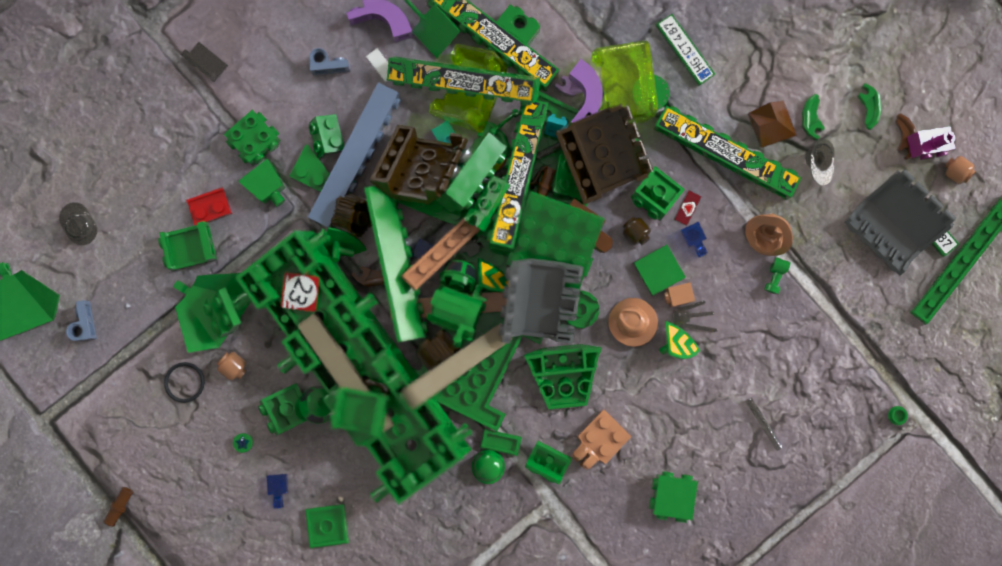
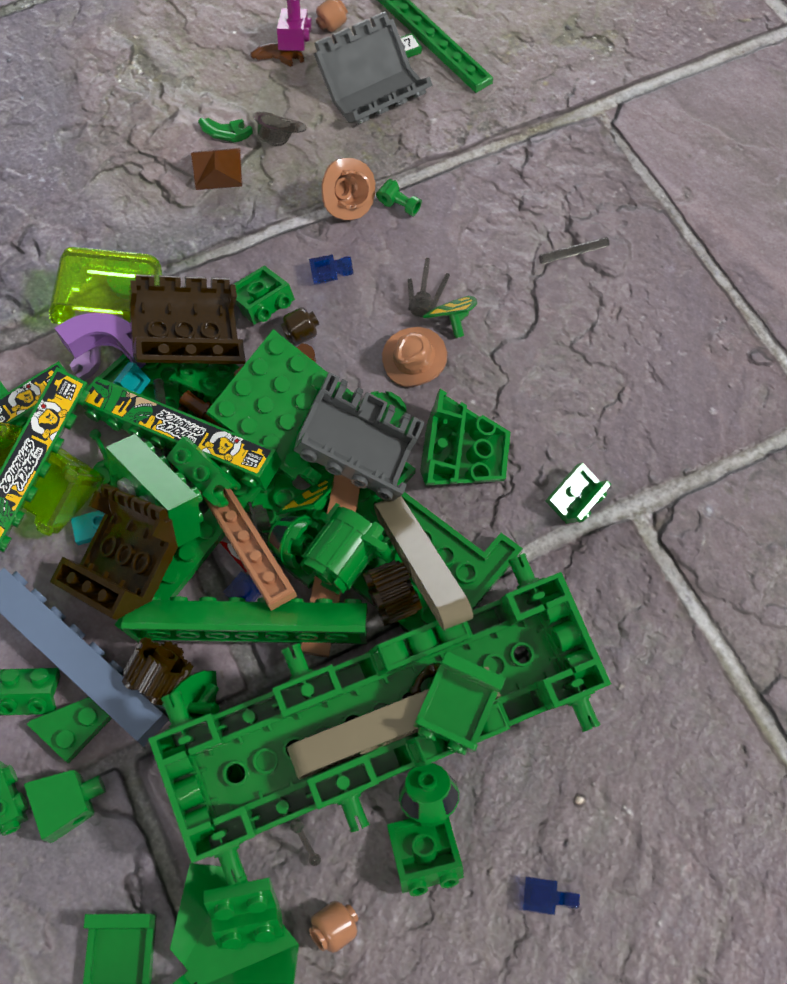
camera: 75 degrees left, 20 degrees down
(209, 206) = (64, 906): red plate -> none
(243, 442) = (462, 939): green tile -> none
(300, 292) = (247, 767): sticker -> none
(327, 525) = (618, 830): green tile -> none
(370, 277) = (259, 672): reddish brown piece -> none
(488, 466) = (575, 570): green helmet -> none
(500, 442) = (540, 547): green tile -> none
(600, 440) = (560, 428): nougat plate -> none
(659, 270) = (356, 316): green tile -> none
(673, 496) = (649, 356): green brick -> none
(679, 295) = (394, 298): nougat brick -> none
(685, 49) = (94, 231): tile -> none
(688, 207) = (288, 272): dark red sticker -> none
(727, 152) = (235, 214): brick -> none
(872, 104) = (225, 74): green piece -> none
(897, 415) = (590, 123): green plate -> none

